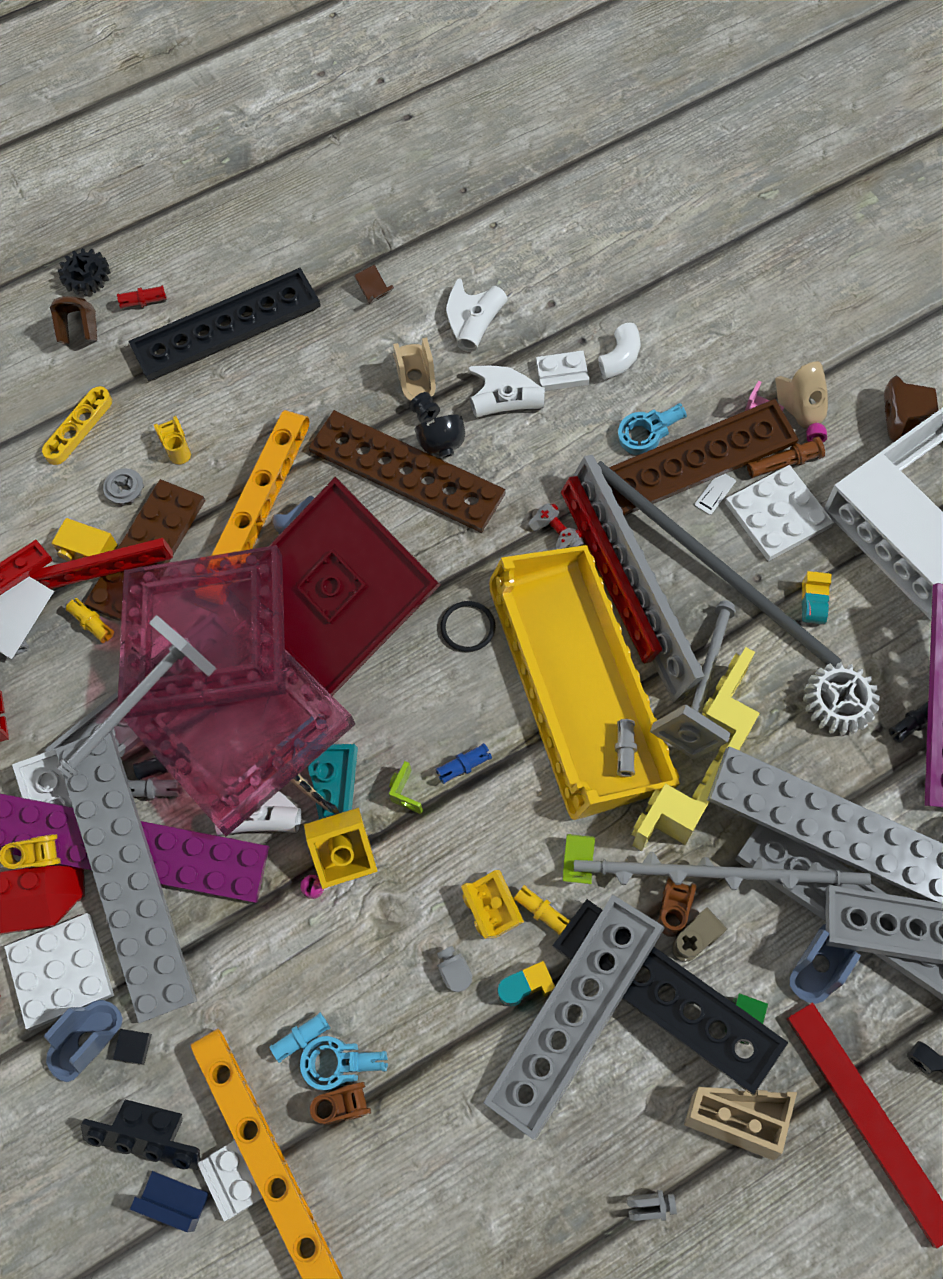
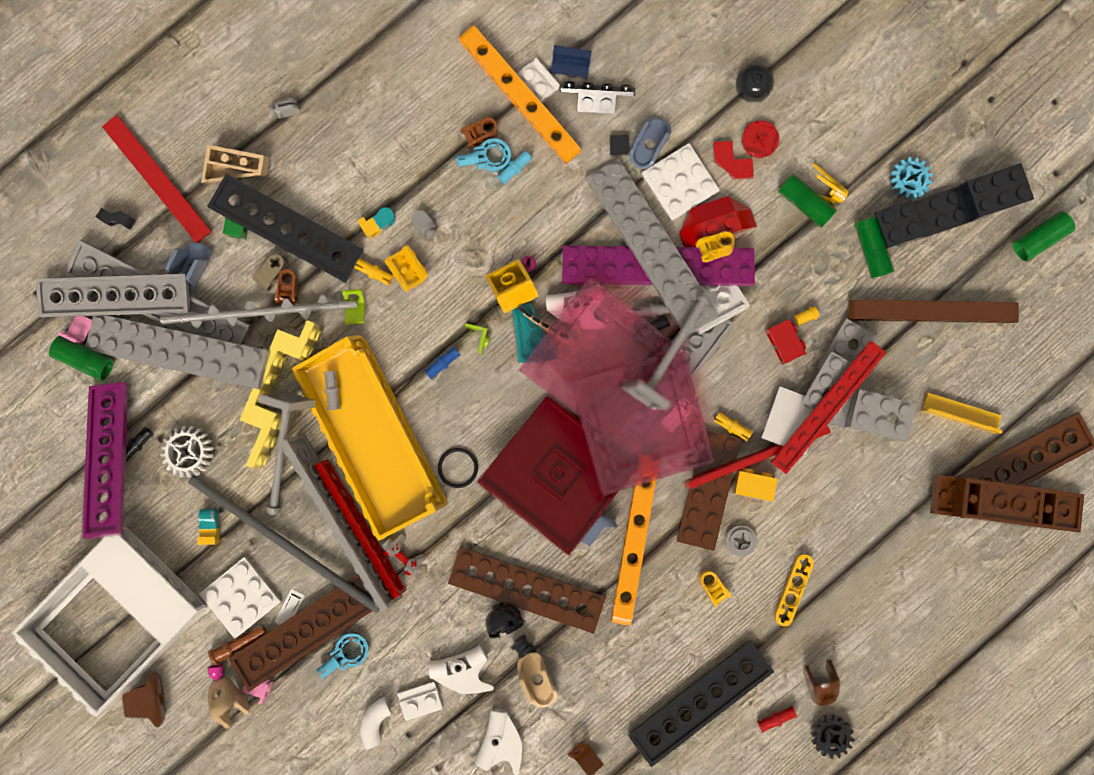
camera: 165 degrees right, 20 degrees up
(553, 1017) = (328, 209): light grey plate -> none

